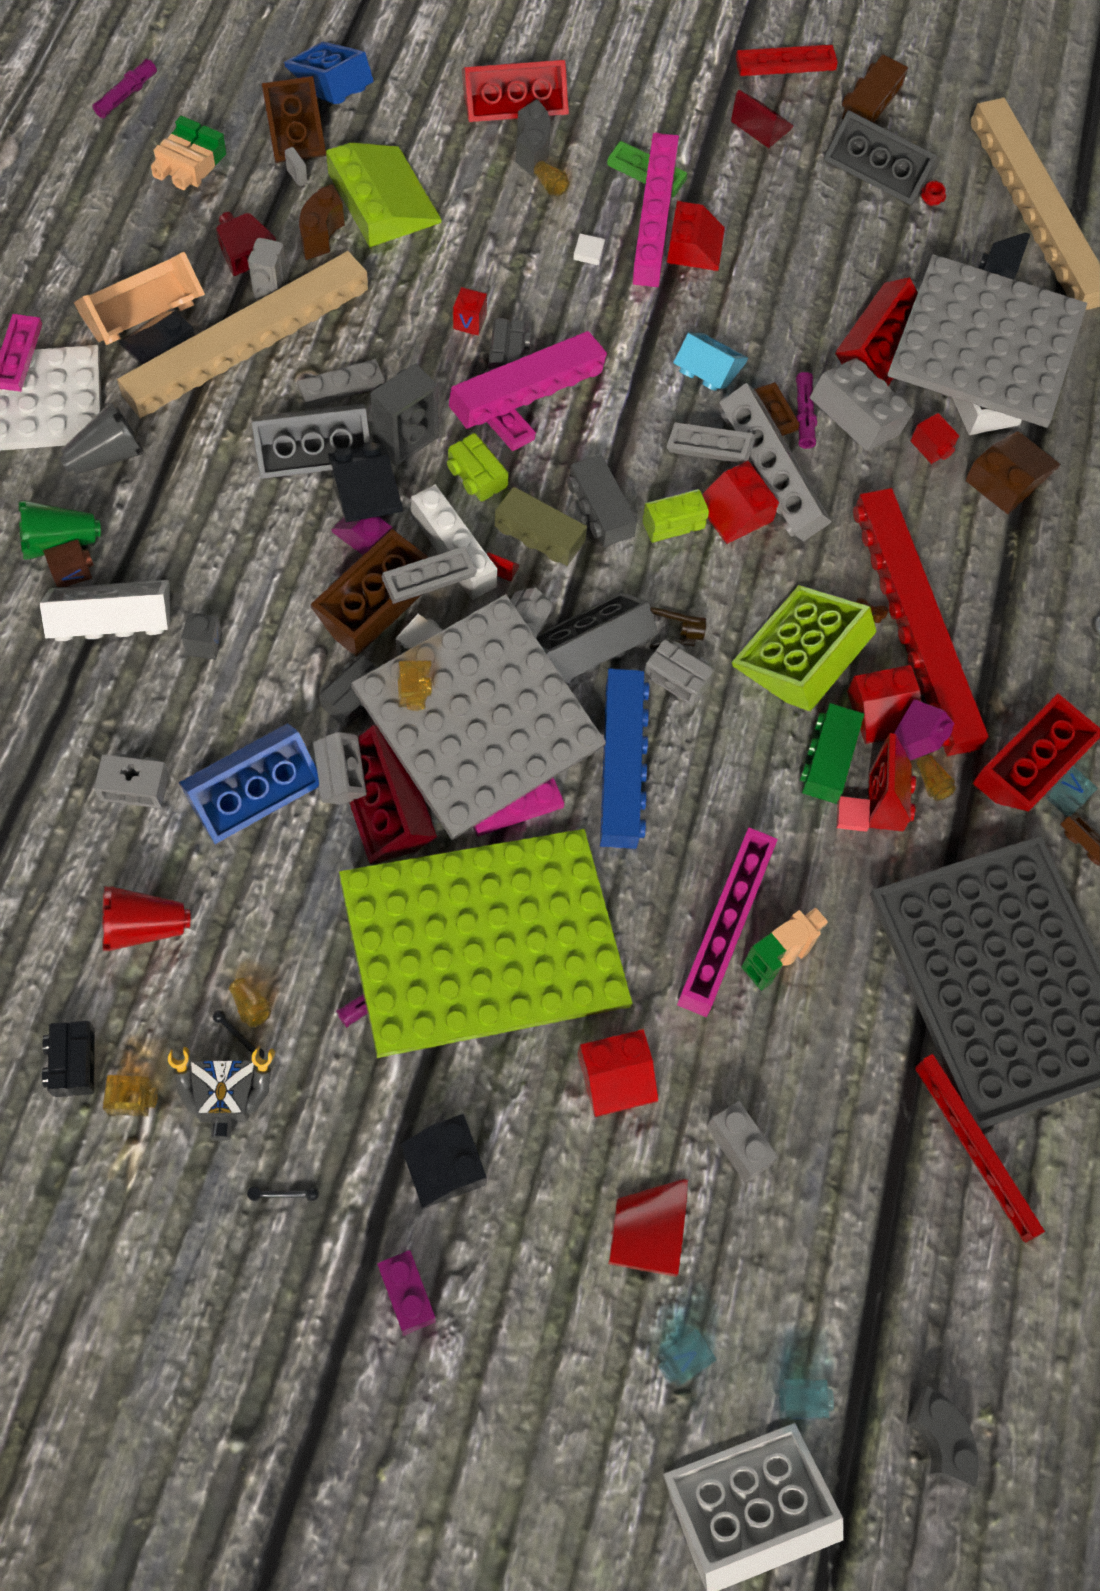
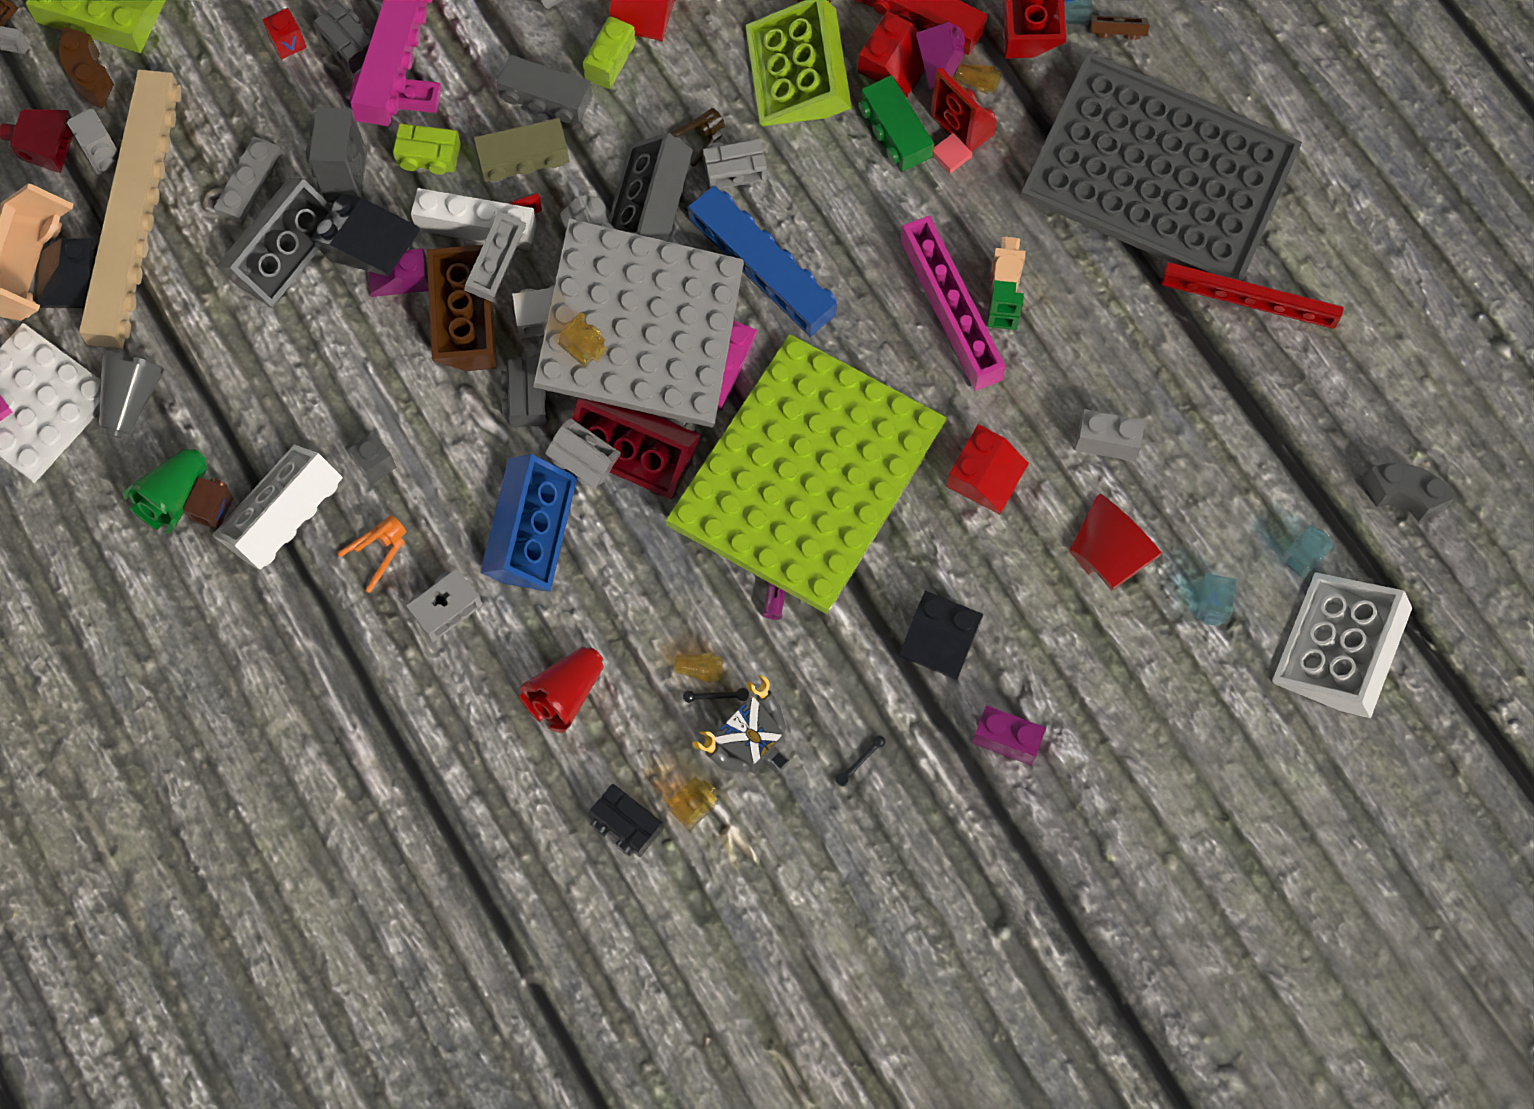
camera: 40 degrees left, 5 degrees up
(154, 695) = (386, 533): none -> orange plant

